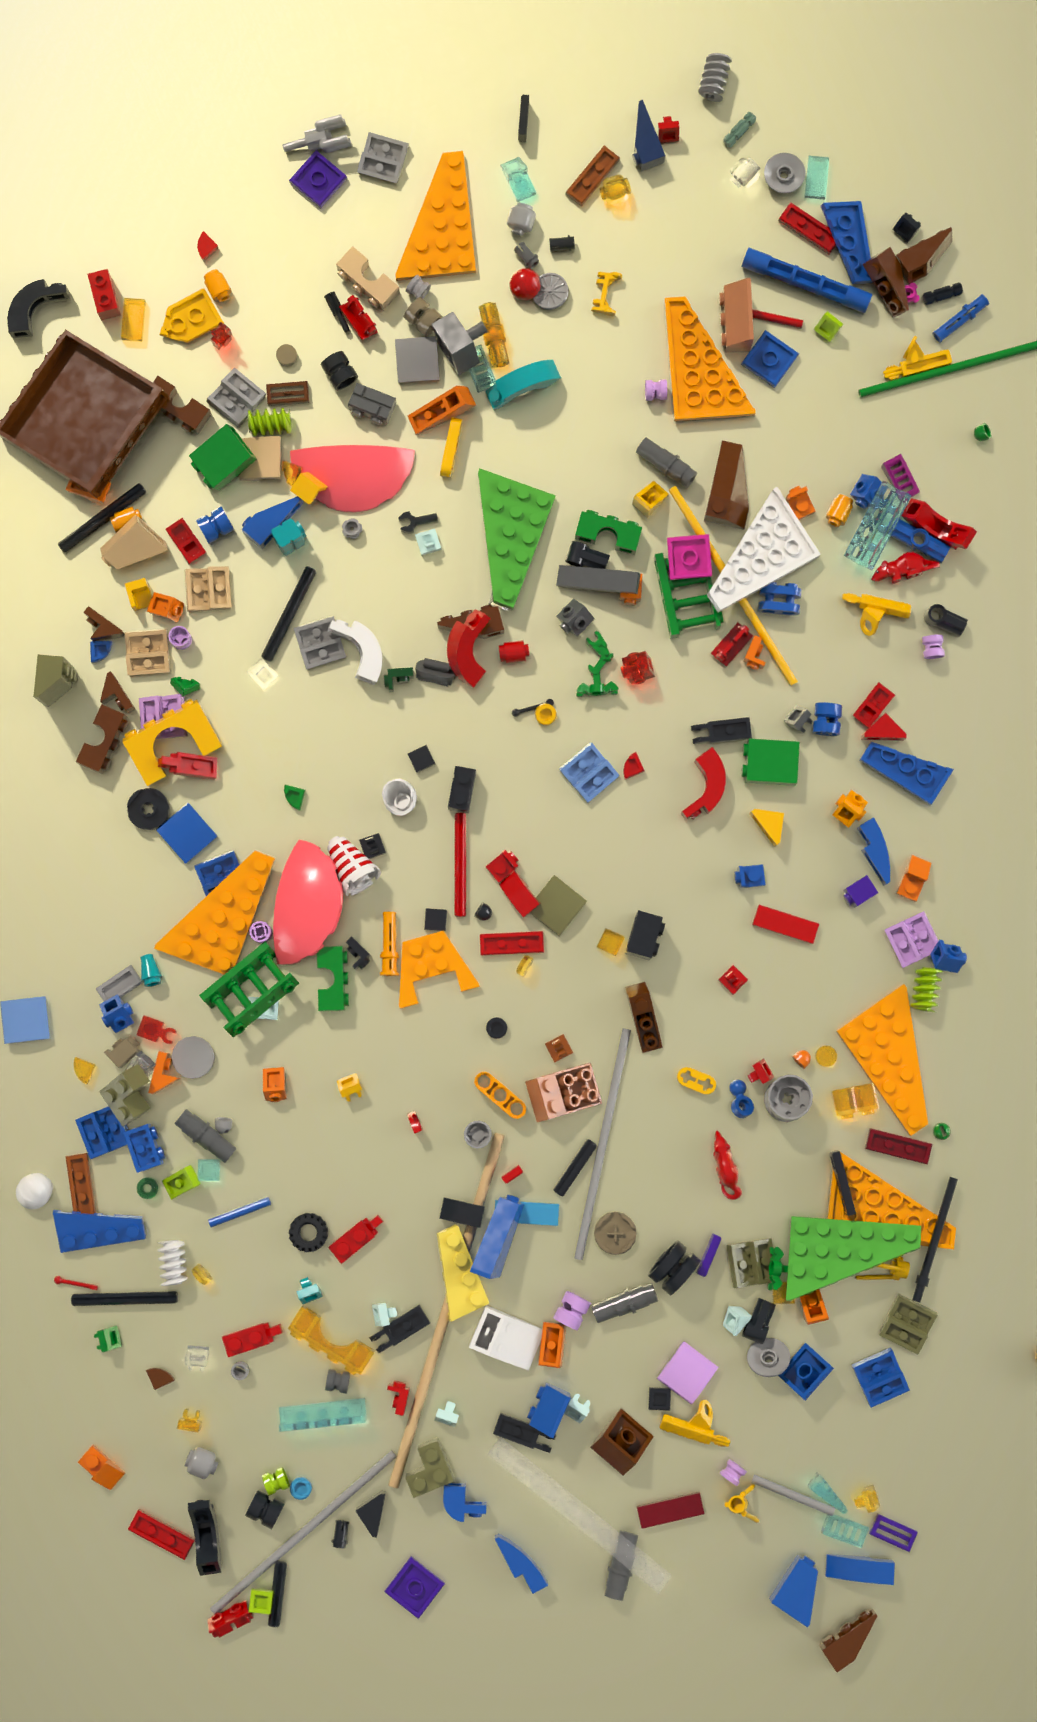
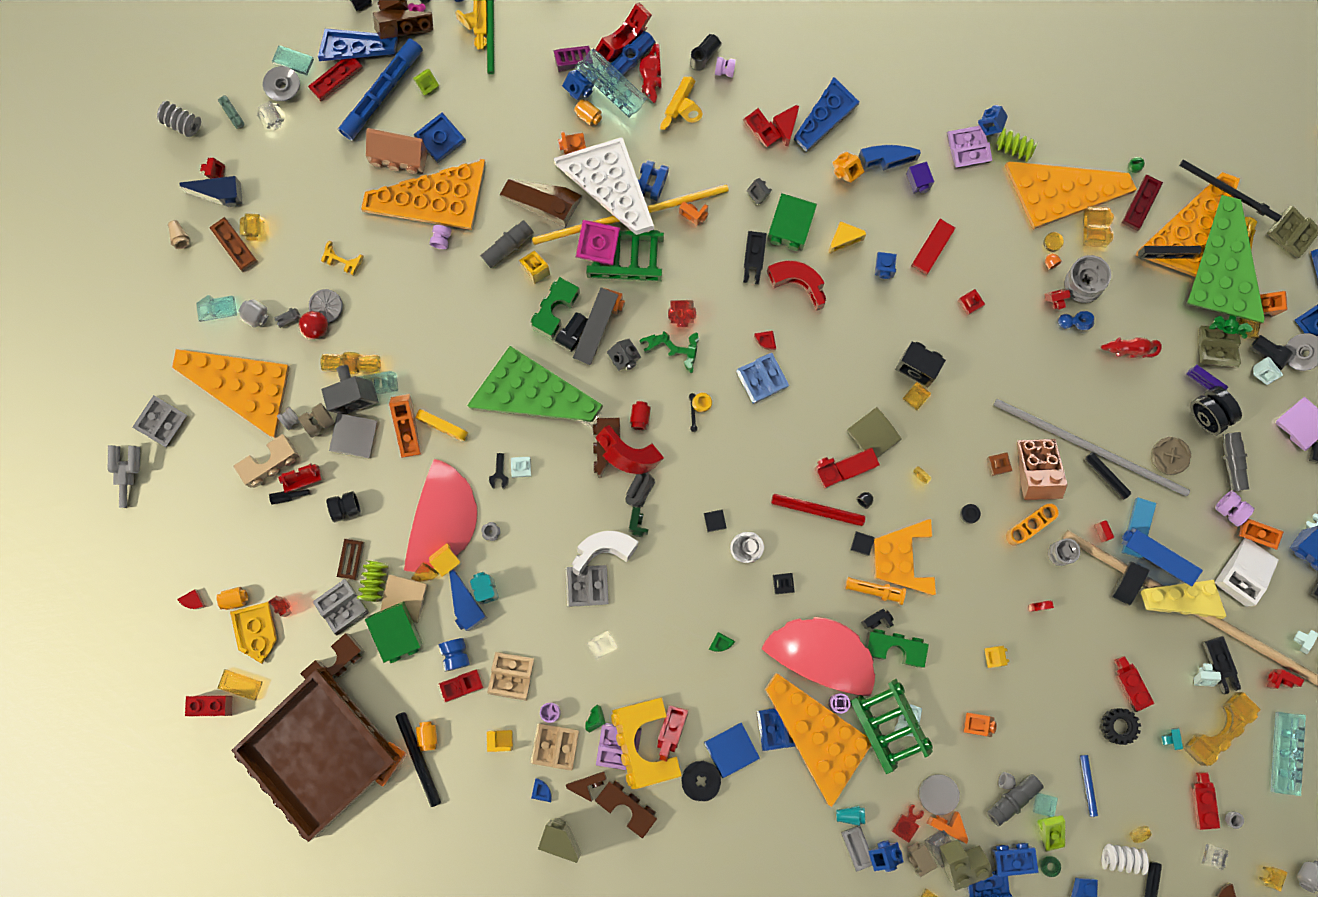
camera: 75 degrees left, 5 degrees down
(27, 301) = (192, 779): black arch -> none
(105, 630) = (524, 779): reddish brown slope -> none
(132, 544) = (452, 736): tan slope -> none
(165, 607) = (517, 719): orange bracket -> none
(286, 355) = (314, 551): dark tan tile -> none
(288, 613) = (553, 607): black axle -> none
(318, 179) = (161, 484): dark purple tile -> none
(337, 1381) = (1259, 732): dark grey wheel -> none
(353, 867) = (798, 604): white cone -> none
(371, 404) = (383, 485): dark grey brick -> none
(462, 789) = (752, 490): black brick -> none
(511, 943) = (898, 482): red tile -> none
(523, 119) = (163, 289): black tile -> none
(524, 379) = (400, 348): teal arch -> none
(562, 243) = (286, 284): black pin -> none
(585, 116) = (178, 237): none -> tan cone
(643, 1017) = (987, 383): reddish brown slope -> none
(694, 1085) = (1055, 356): yellow beam -> none
(732, 644) = (680, 229): red hinge -> none
(777, 318) = (408, 119): red bar -> none
(824, 712) = (766, 167): blue wheel -> none
(914, 878) = (916, 132): orange slope -> none

